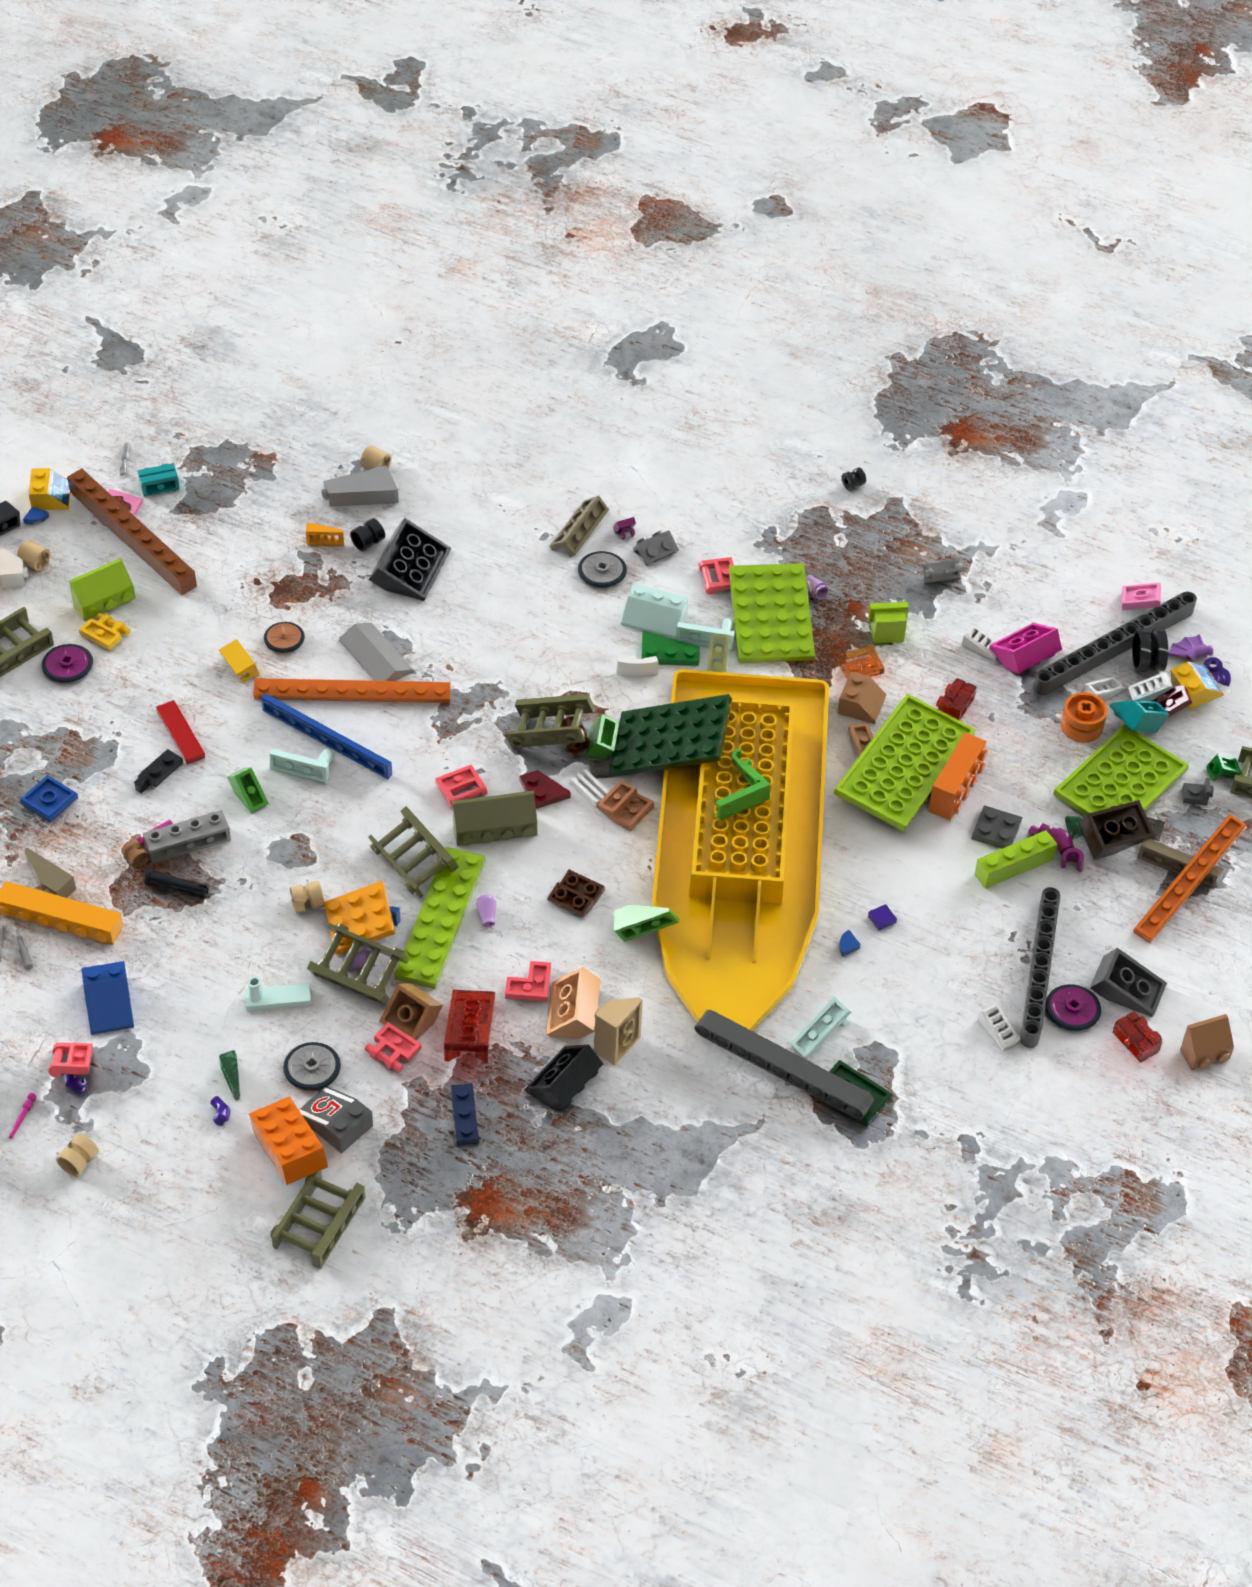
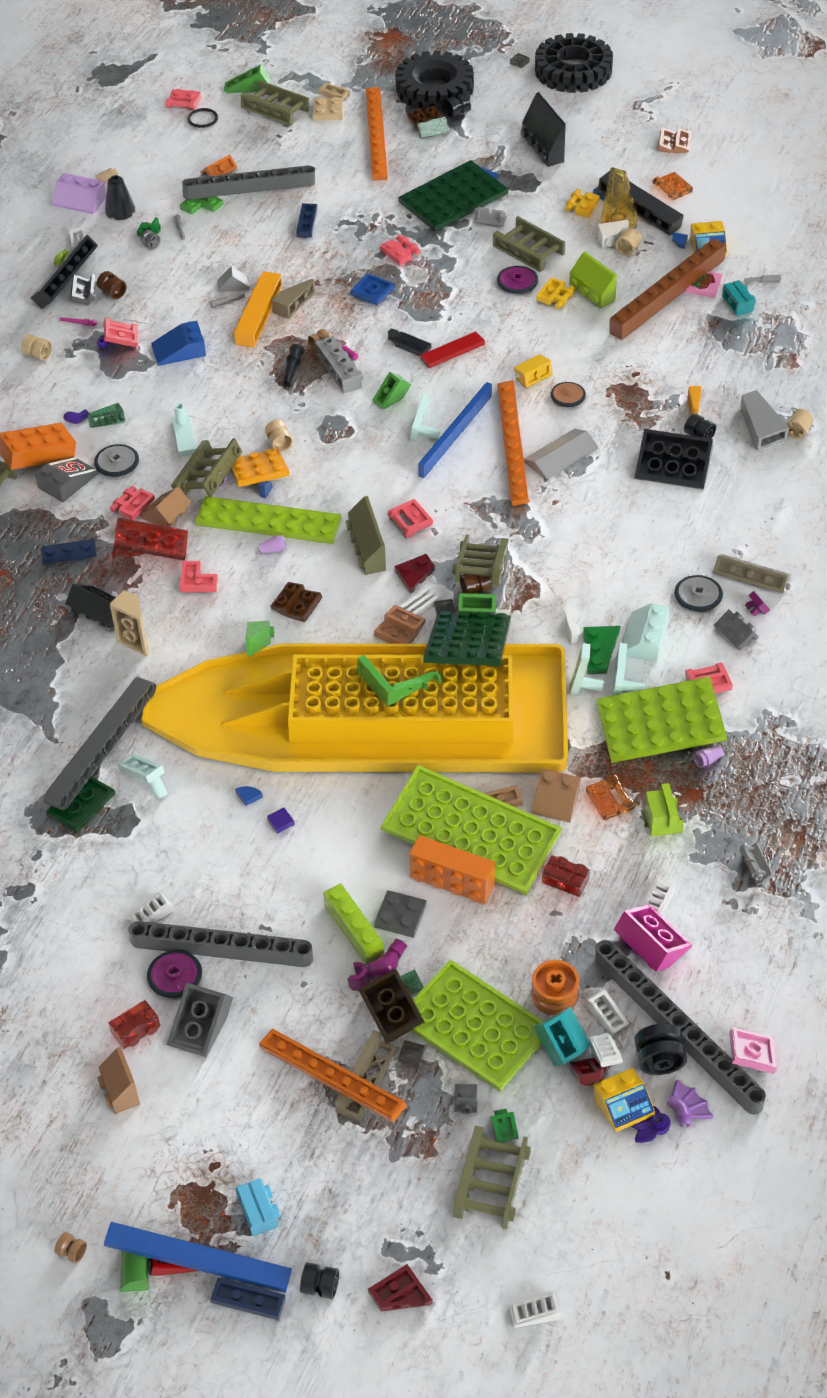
camera: 90 degrees right, 0 degrees up
(421, 833) = (331, 498): olive fence -> none
(573, 1005) = (171, 607): light nougat slope -> none

